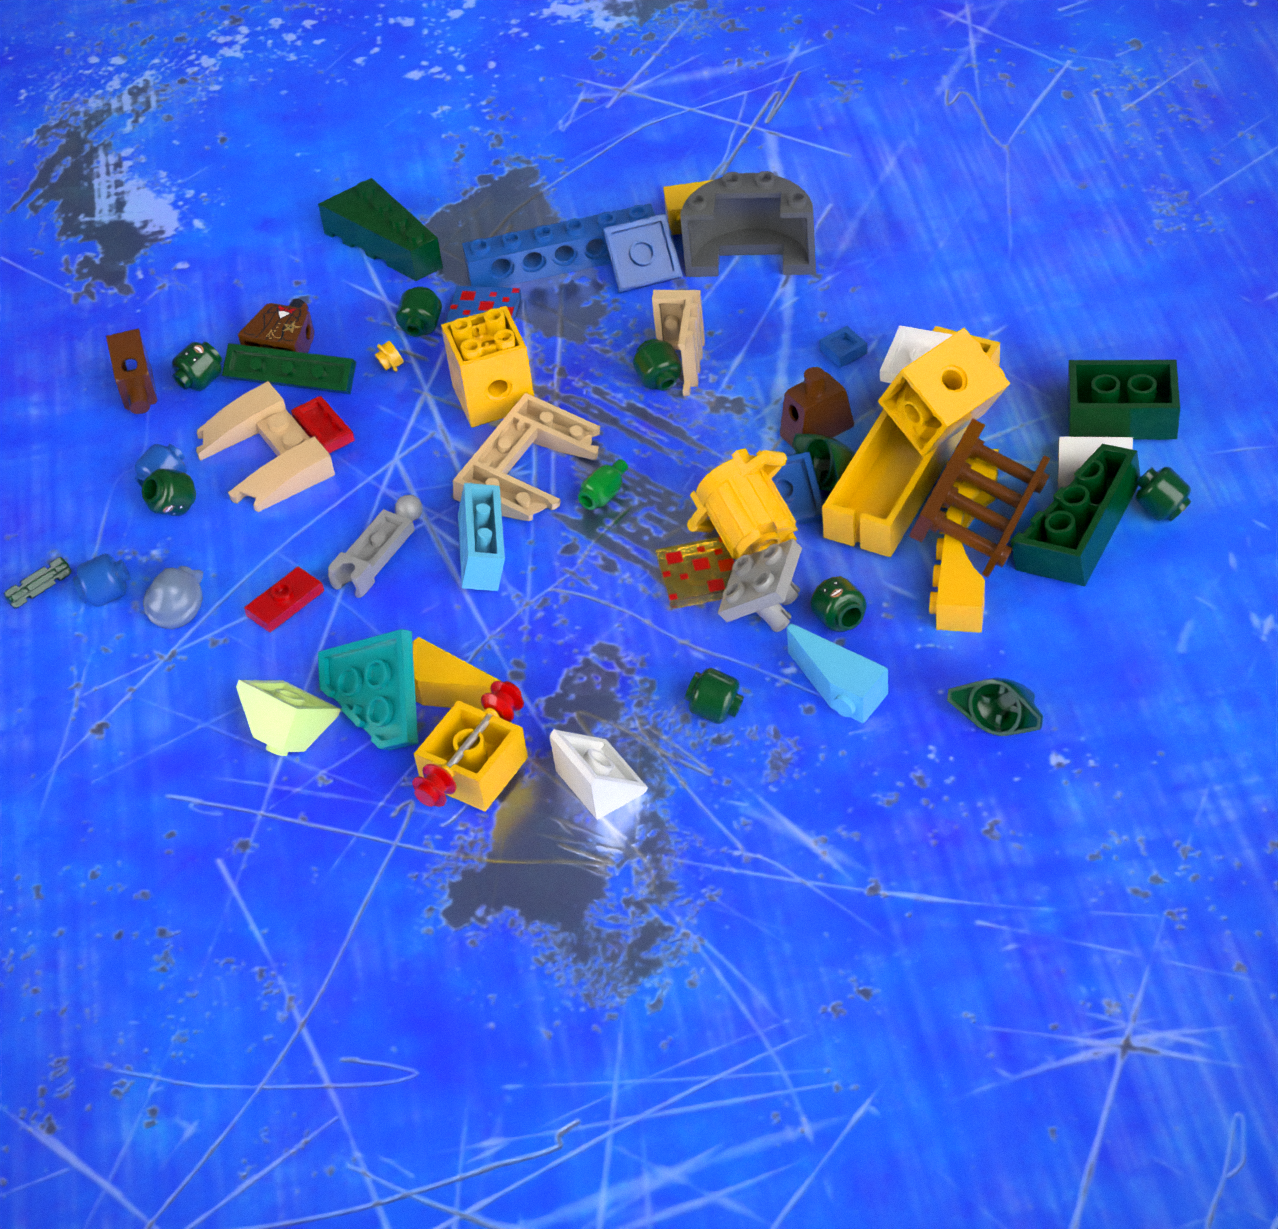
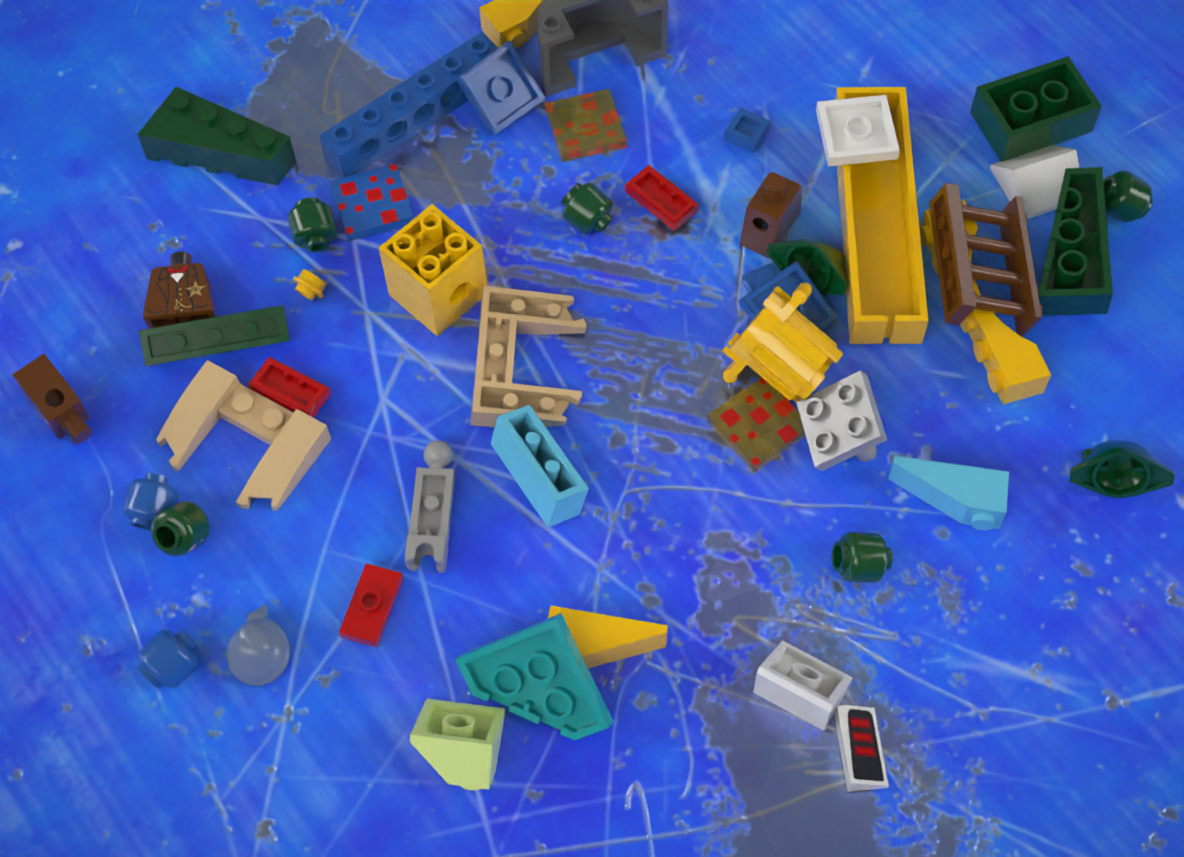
camera: 30 degrees left, 15 degrees up
(37, 582) = (94, 685): axle -> none
(196, 366) = (114, 365): dark green head -> none
(472, 751) = (681, 715): yellow brick -> none
(602, 485) = (614, 361): green plant -> none
(614, 838) = (860, 748): none -> slope
(680, 322) = (592, 155): tan plate -> none
(719, 302) = (585, 125): none -> clear yellow tile
(730, 377) = (661, 198): none -> red plate
(838, 604) = (914, 414): dark green head -> none
(943, 391) = (919, 168): yellow brick -> none

